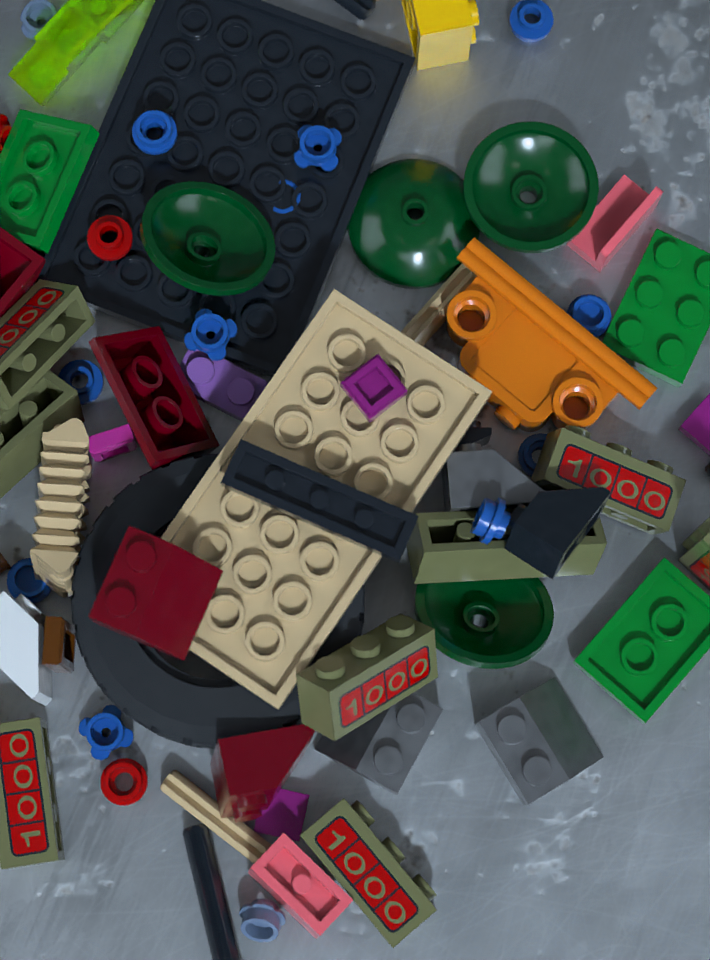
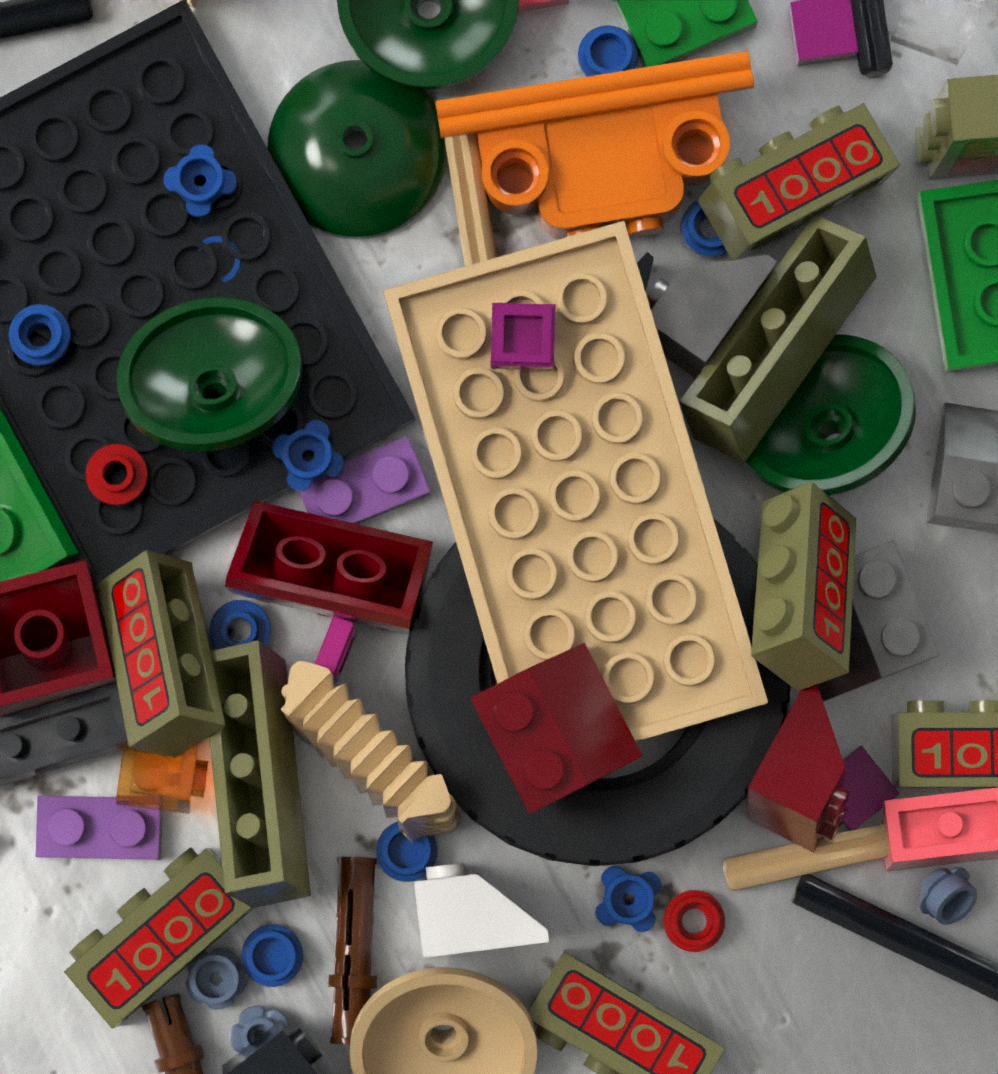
camera: 45 degrees left, 5 degrees up
(59, 645) = (507, 872): reddish brown tile -> none
(319, 501) = (596, 486): black plate -> none
(490, 520) = (753, 333): blue plate -> none
(554, 526) = (810, 276): black slope -> none

